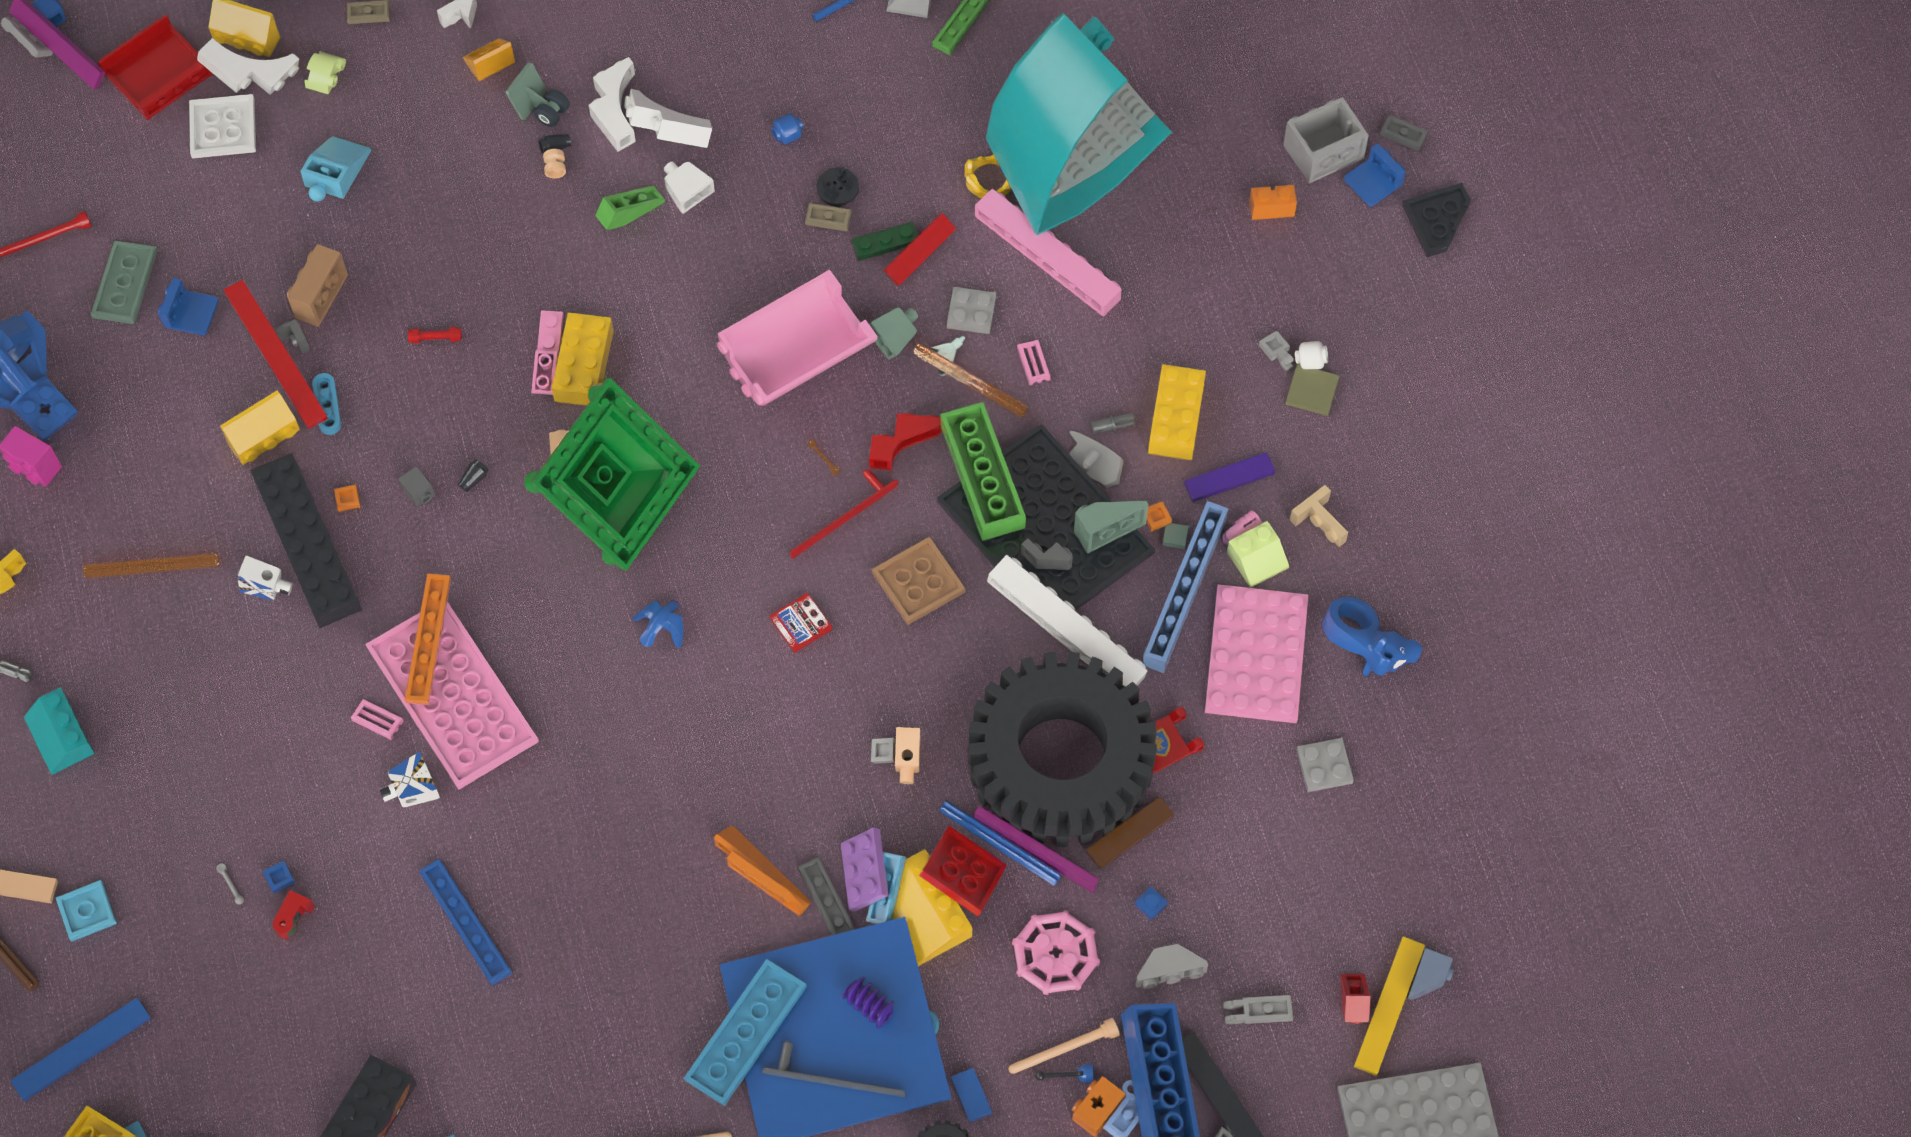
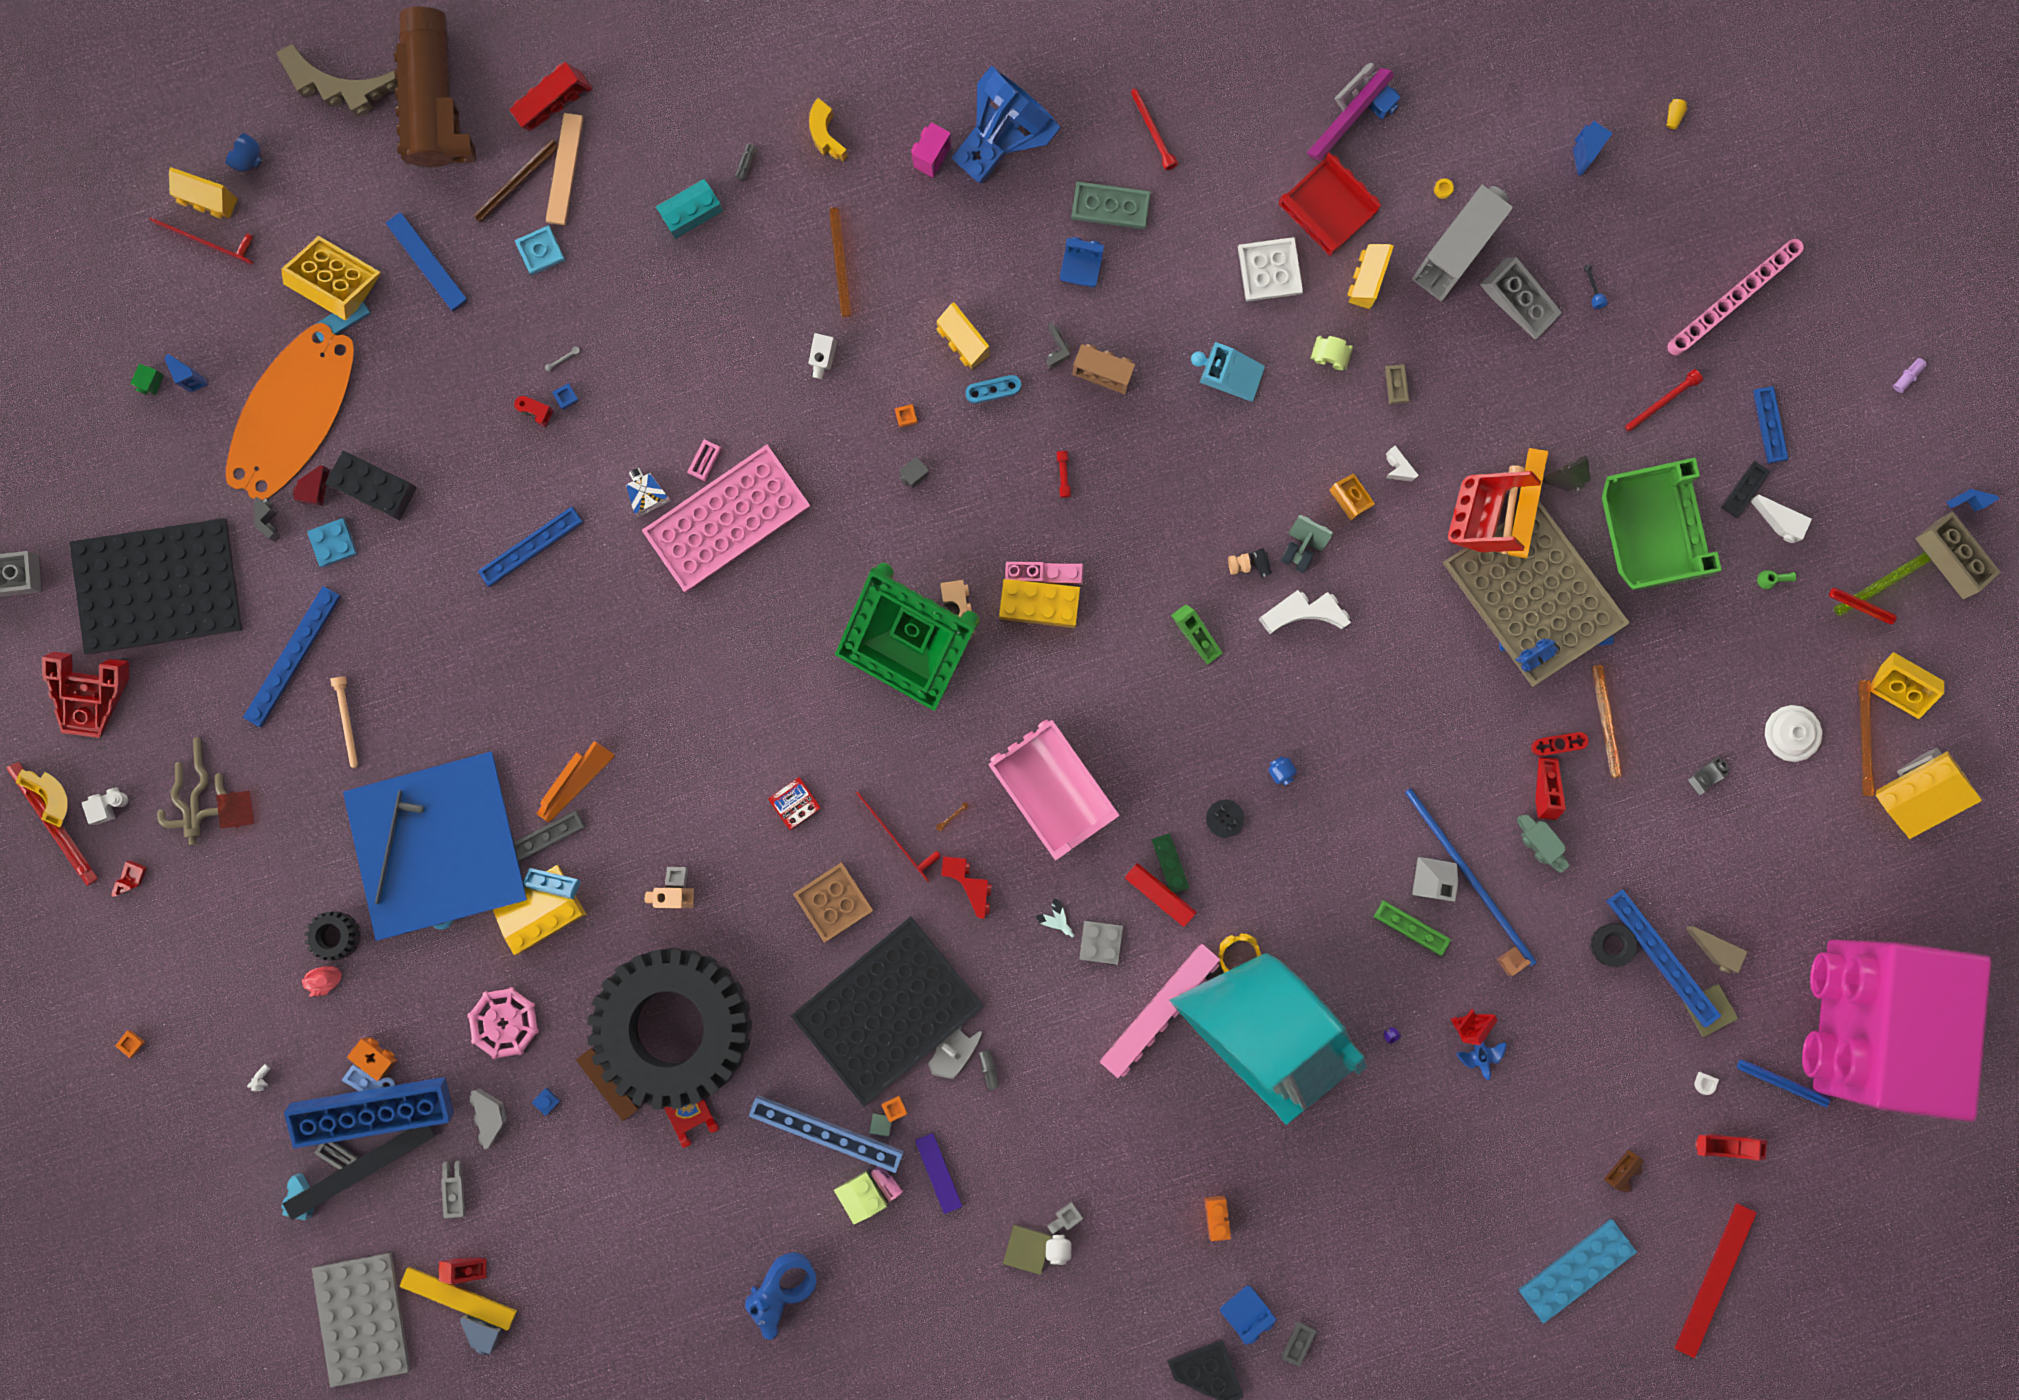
camera: 90 degrees right, 20 degrees up
(240, 71) = (1322, 275): white arch -> none
(275, 354) = (1033, 340): red tile -> none
(306, 540) = (862, 385): black brick -> none
(428, 639) = (768, 494): orange plate -> none
(473, 475) = (928, 519): black cone -> none
(661, 618) = (791, 686): blue animal -> none
(666, 122) = (1277, 664): white arch -> none
(687, 185) = (1220, 682): white torso -> none
(745, 1032) = (430, 775): dark azure plate -> none
(828, 217) = (1192, 811): dark tan plate -> none
(864, 869) = (567, 865): medium lavender plate -> none
(869, 1002) = (450, 873): dark purple piece -> none
(894, 330) = (1072, 873): sand green torso -> none
(963, 870) = (562, 946): red plate -> none
(970, 380) = (1028, 943): clear orange axle -> none
(971, 1095) = (385, 956): blue tile -> none
(983, 471) = (927, 956): bright green brick -> none
(1000, 843) = (597, 976): blue axle -> none
(1037, 378) = (1064, 994): bright pink tile -> none
(1038, 850) = (586, 1010): magenta tile -> none
(1054, 558) = (849, 1020): dark grey slope -> none
(1061, 620) = (785, 1031): white brick -> none
(1084, 1073) = (401, 1046): hinge -> none
(1106, 1030) = (436, 1064): light nougat piece -> none
(1108, 521) = (876, 1061): sand green slope -> none
(1176, 412) = (998, 1127): yellow piece -> none
(1256, 654) = (770, 1194): bright pink plate -> none
(1320, 516) = (898, 1252): tan bracket -> none
(1324, 765) = (668, 1250): light grey plate -> none
(1325, 139) = (1283, 1269): light grey container -> none

